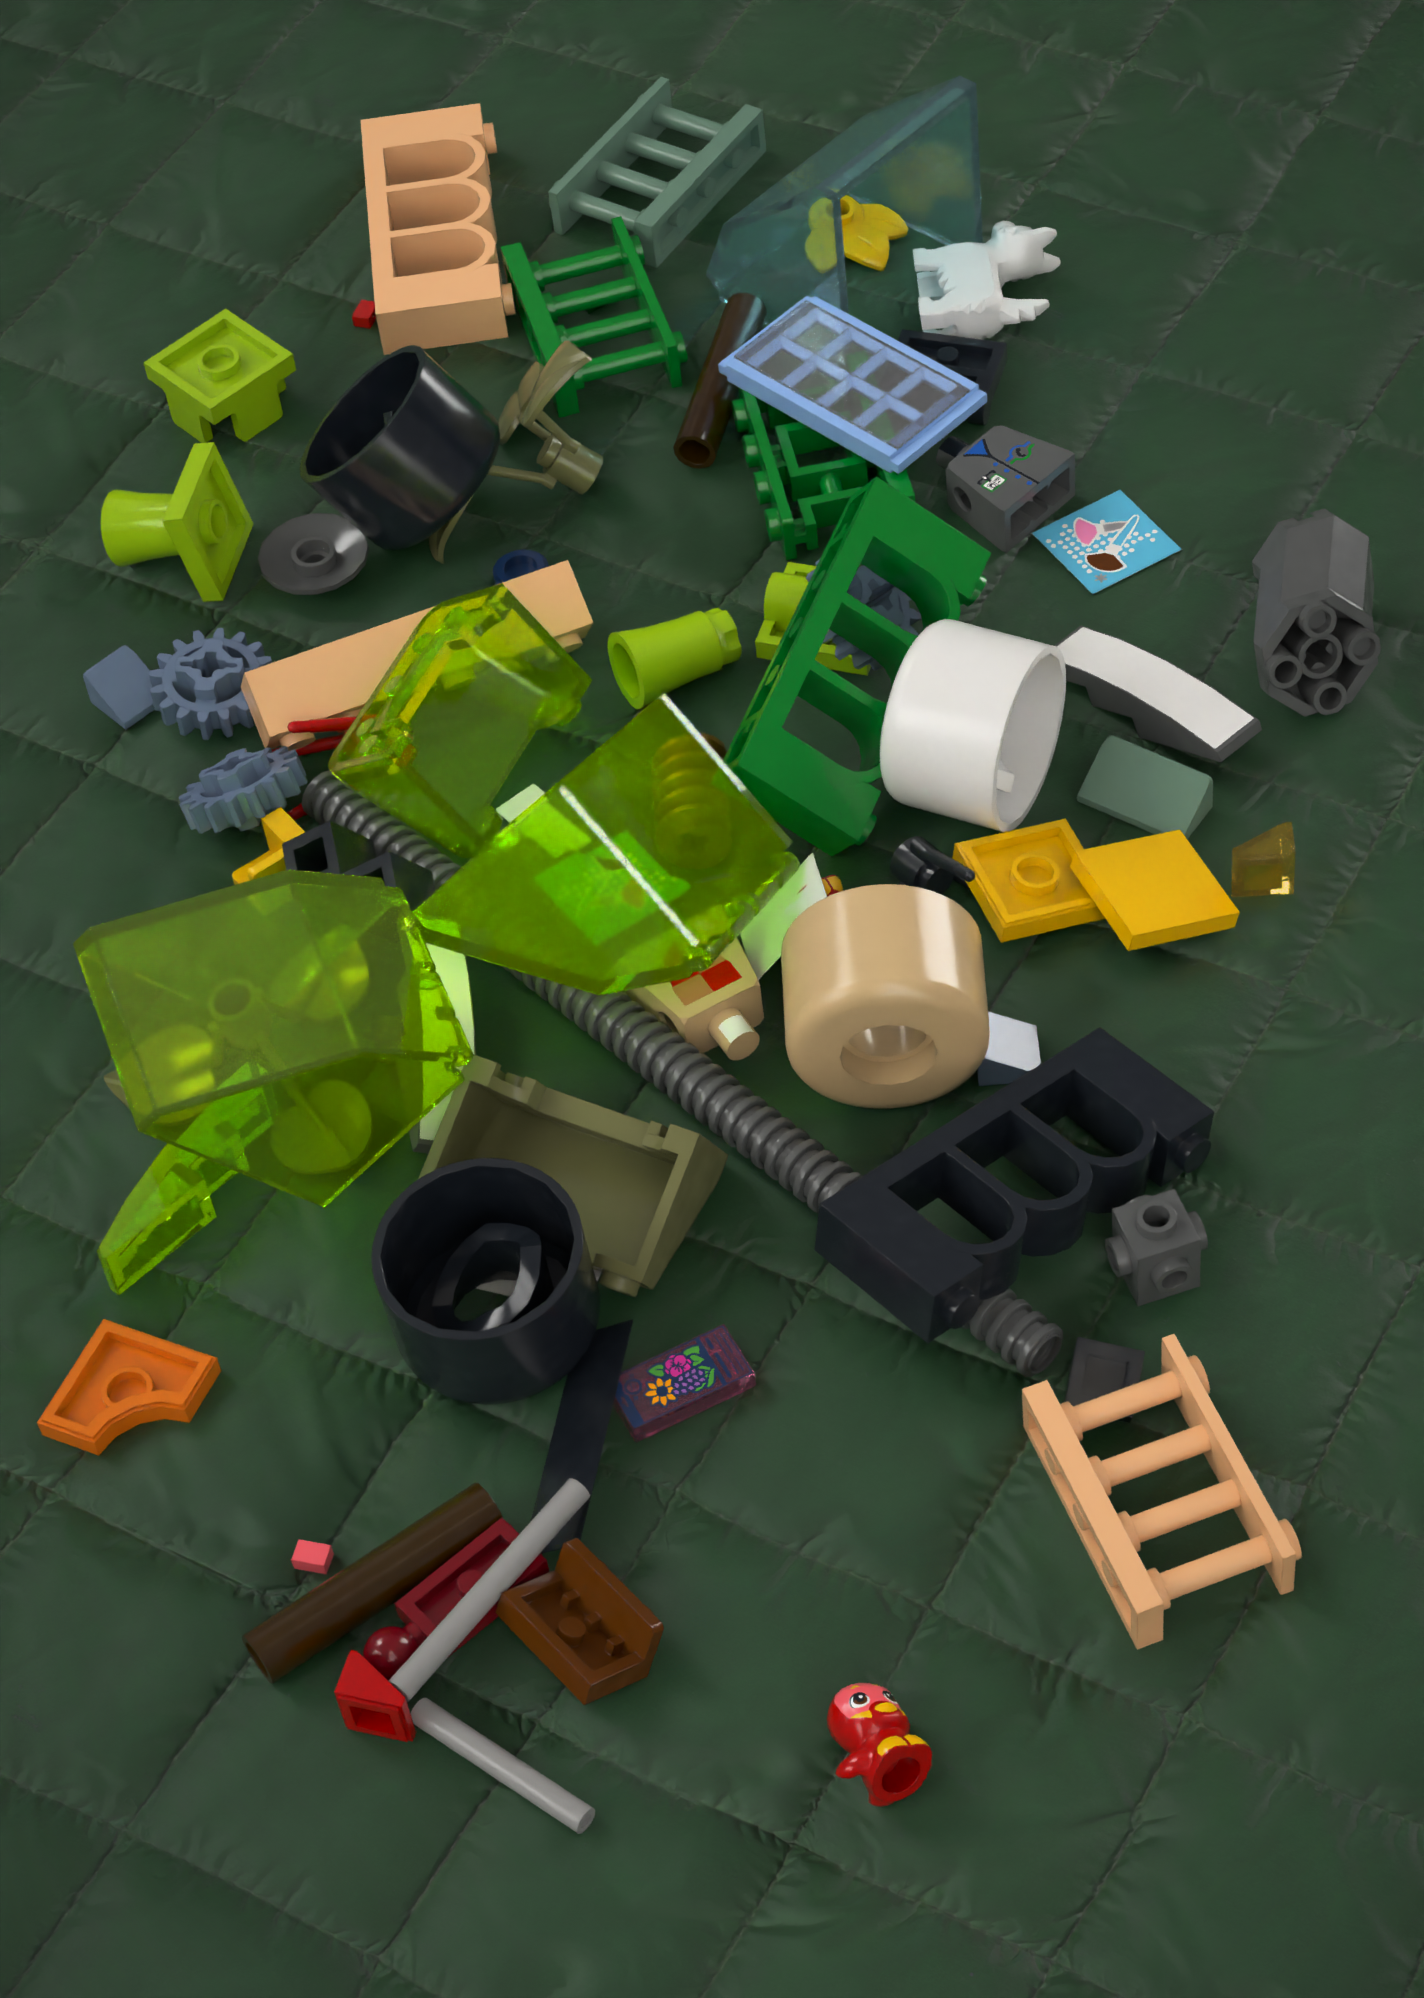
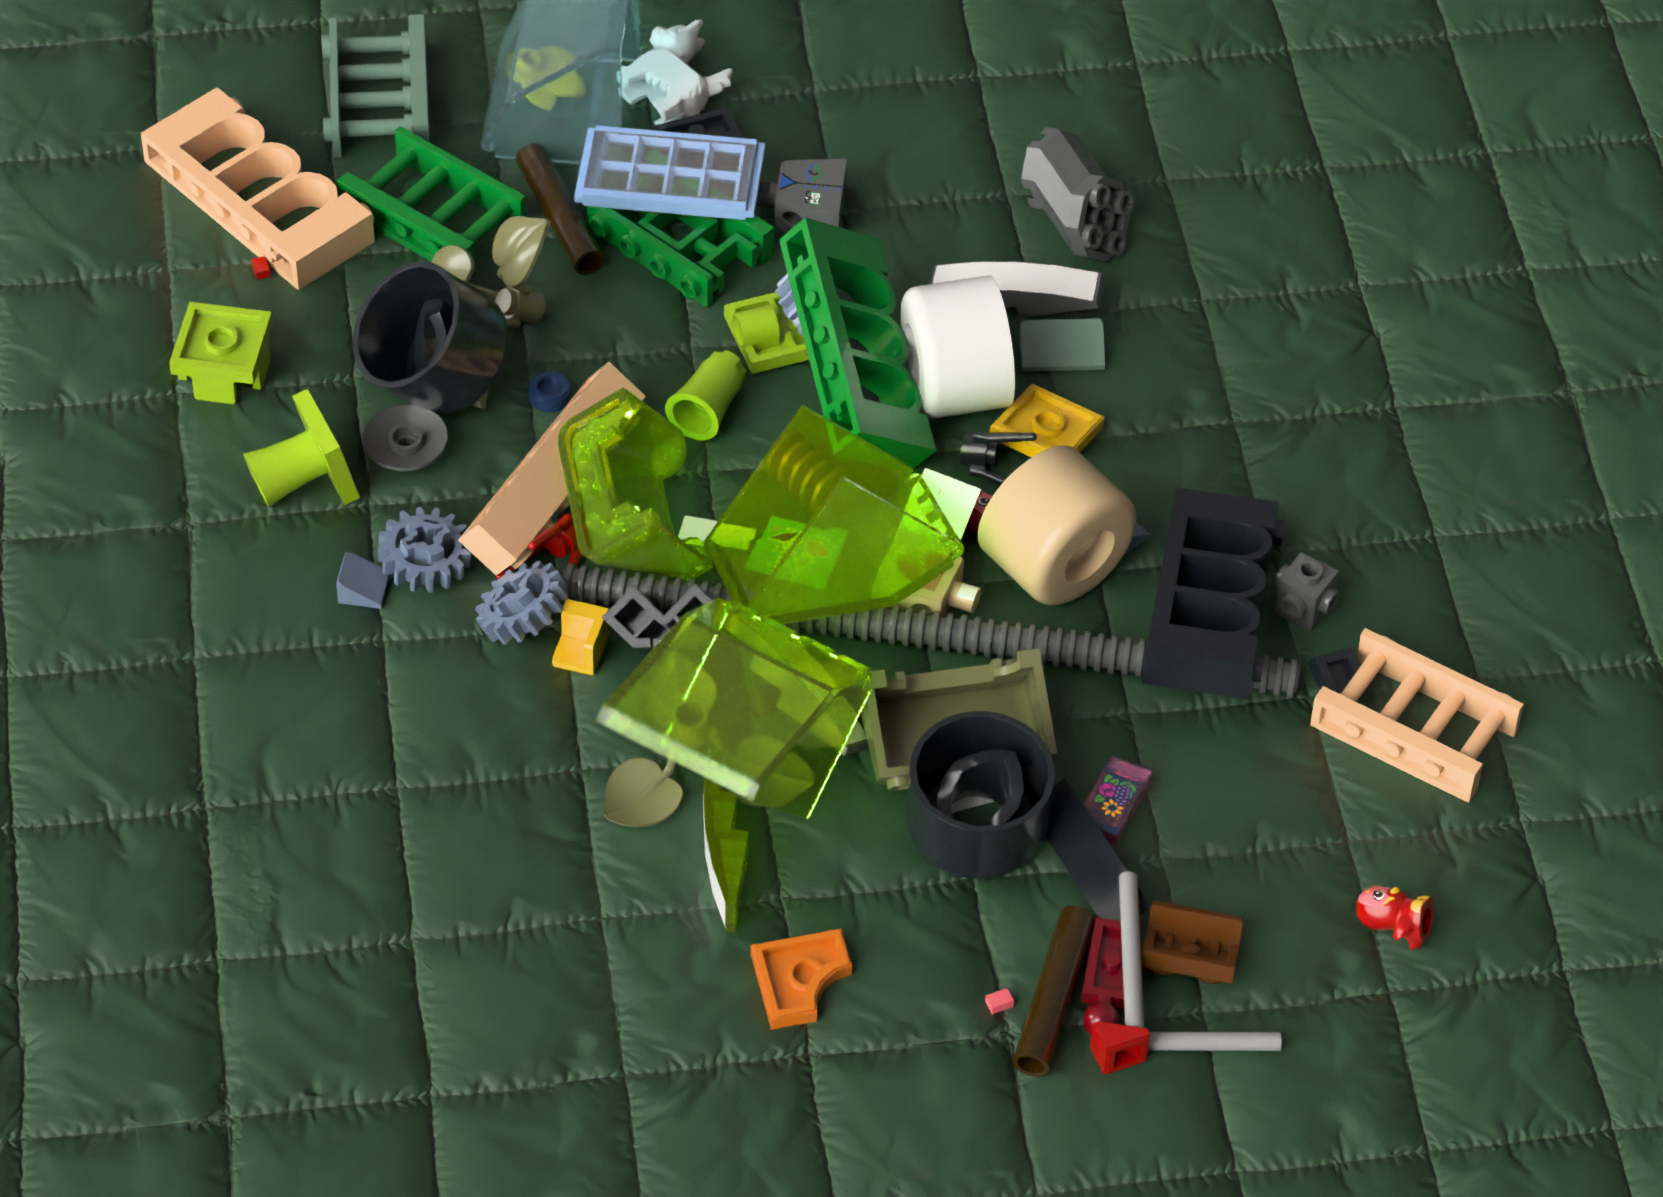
camera: 45 degrees left, 0 degrees up
(1106, 541) = (892, 208): medium azure sticker -> none
(1154, 889) = (1122, 399): yellow tile -> none
(1265, 864) = (1173, 354): clear yellow slope -> none

